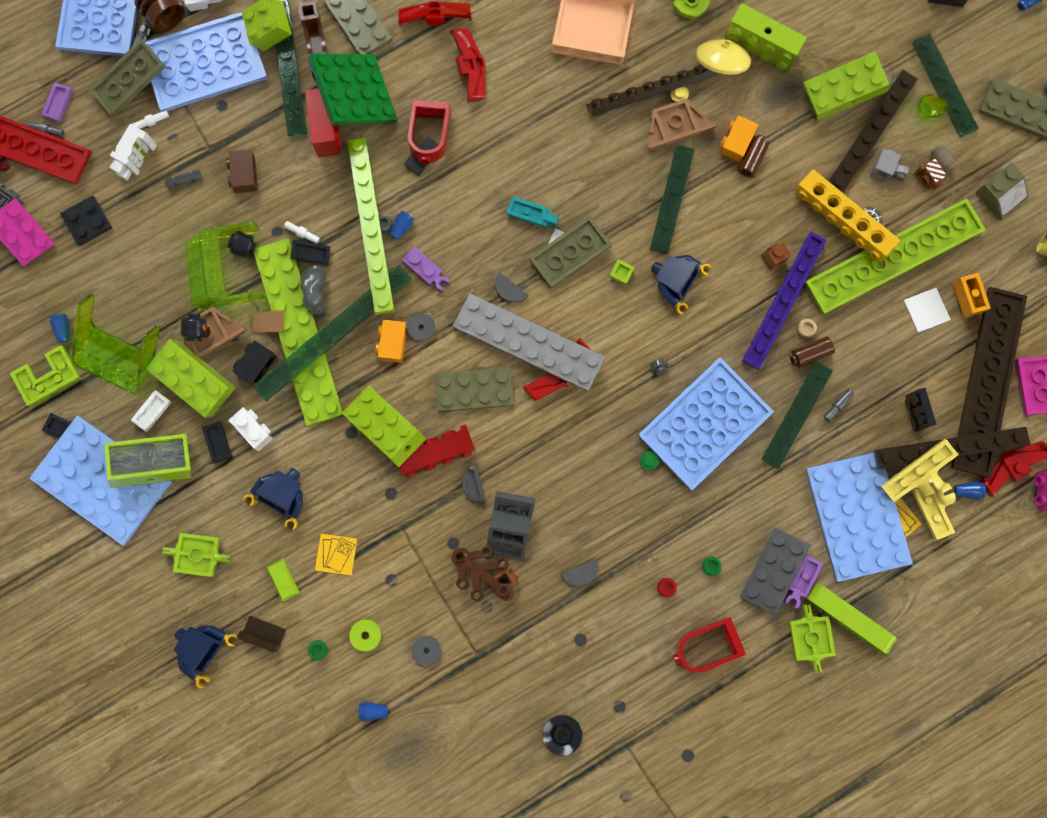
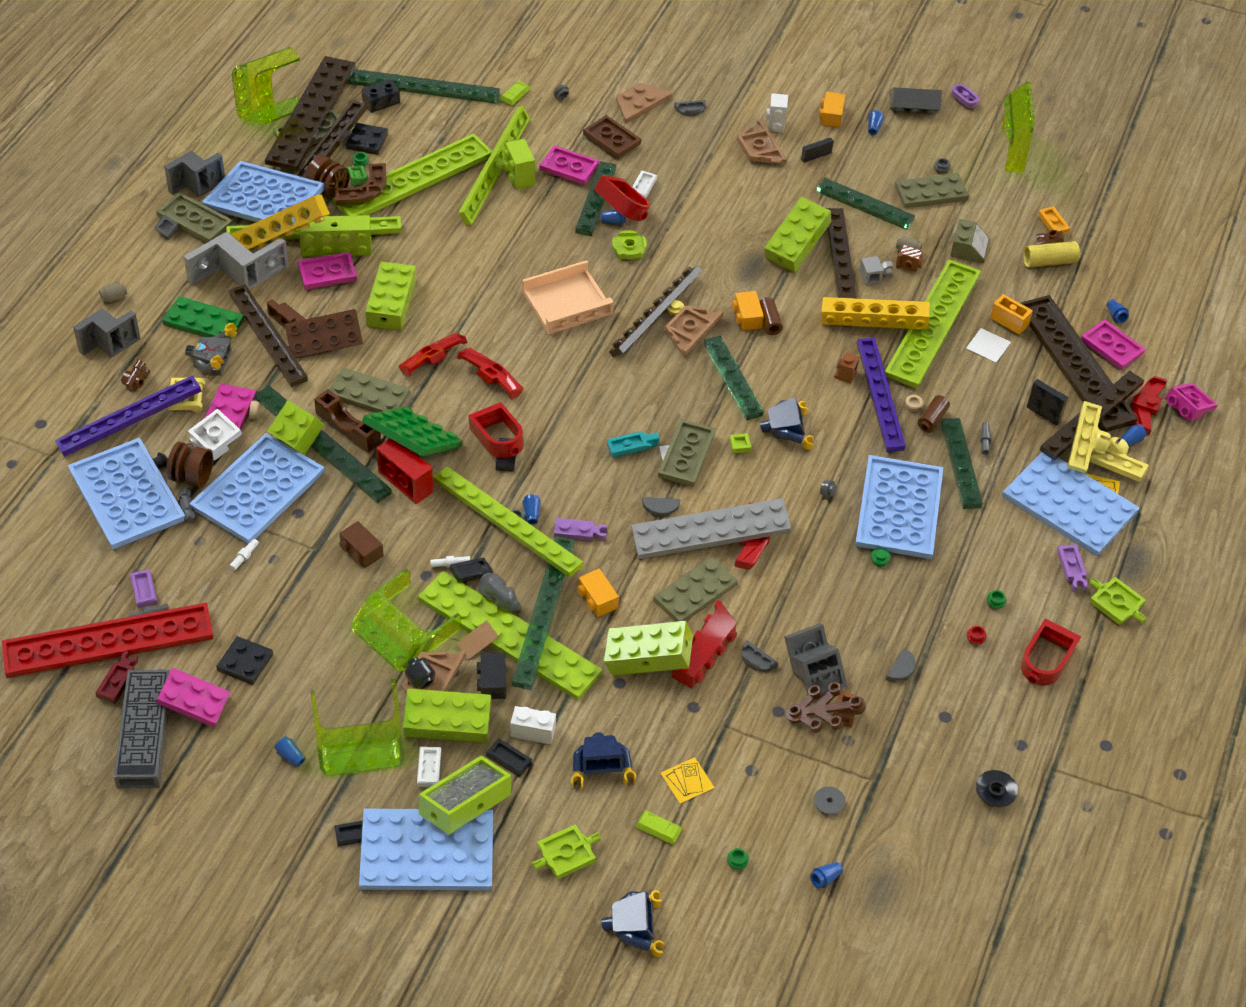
camera: 35 degrees left, 30 degrees down
(36, 390) = (321, 789): lime plate -> none
(127, 77) = (200, 531): olive plate -> none
(131, 152) = (250, 586): white hips -> none
(183, 179) = (310, 581): dark grey axle -> none
(241, 244) = (406, 596): black head -> none
(262, 634) = (679, 879): dark brown panel -> none
(359, 642) = (766, 831): lime piece -> none
(421, 326) = (613, 570): dark grey piece -> none
(723, 57) = (689, 261): light yellow dish -> none
(765, 37) = (709, 236): lime brick -> none
(775, 571) = (1047, 572): dark grey plate -> none
(851, 619) = (1133, 569): lime beam -> none
(931, 108) = (870, 220): clear neon green hair -> none

